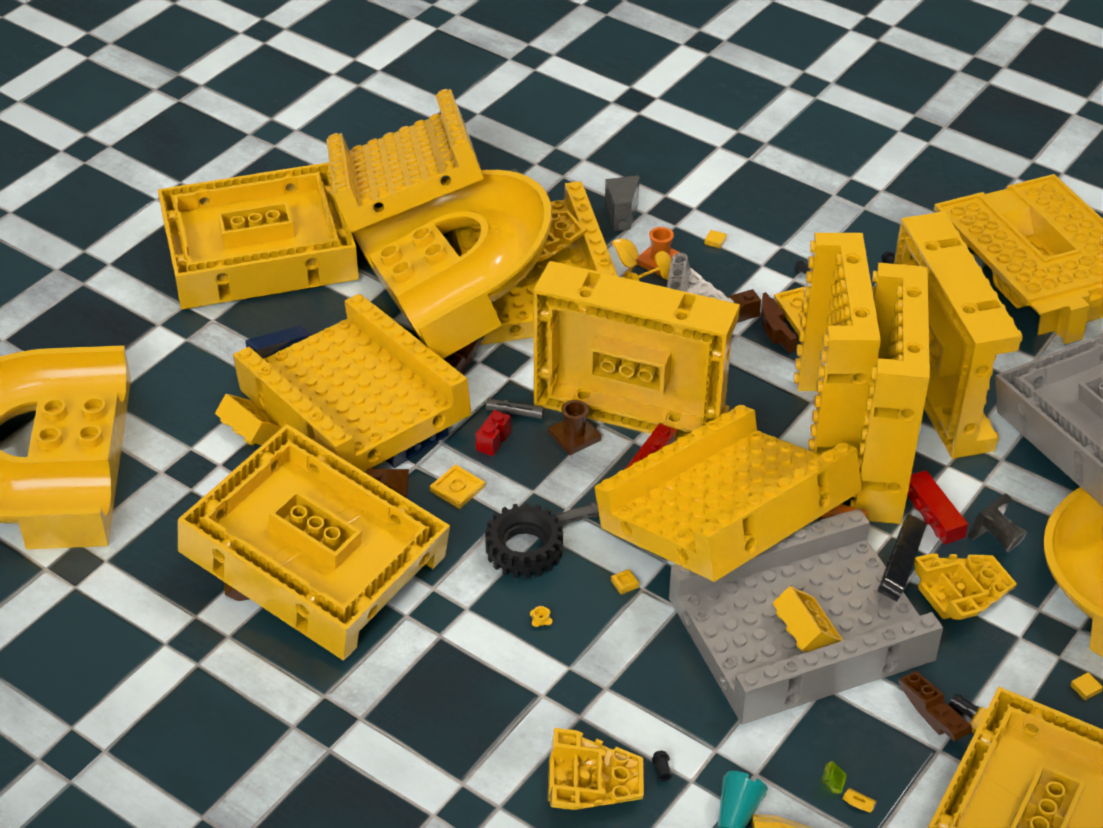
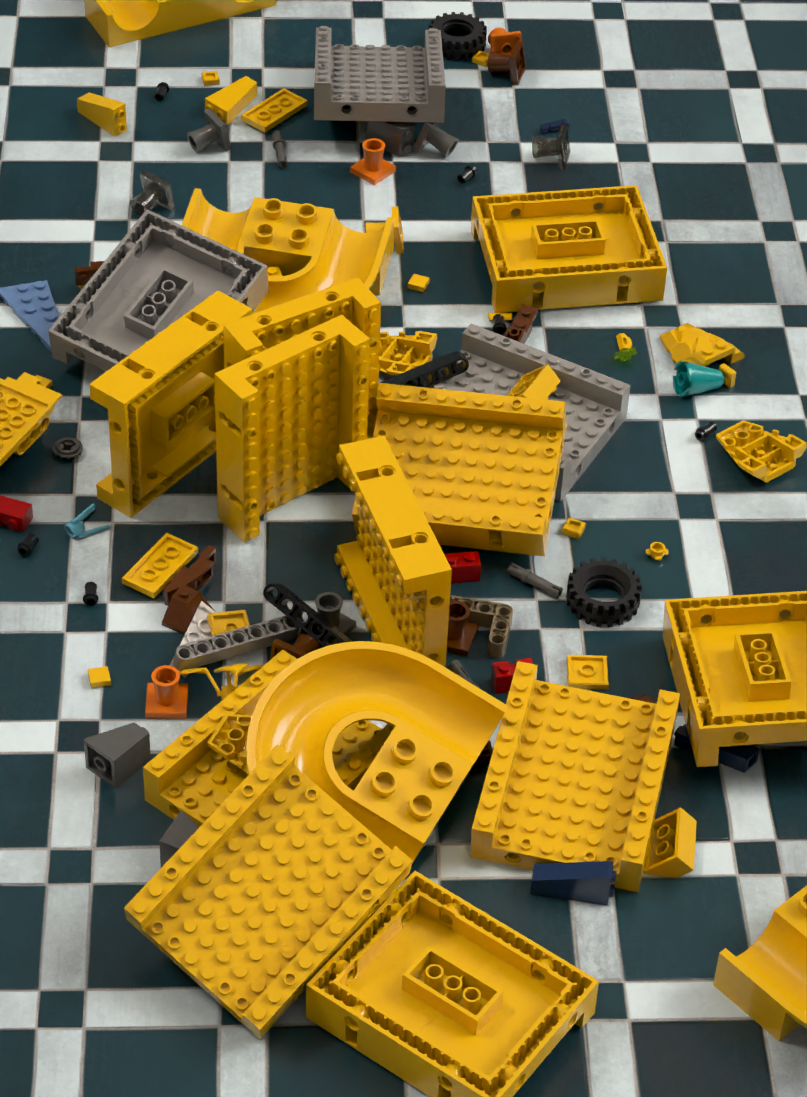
camera: 130 degrees left, 0 degrees up
(580, 454) = (493, 616): none -> dark tan beam

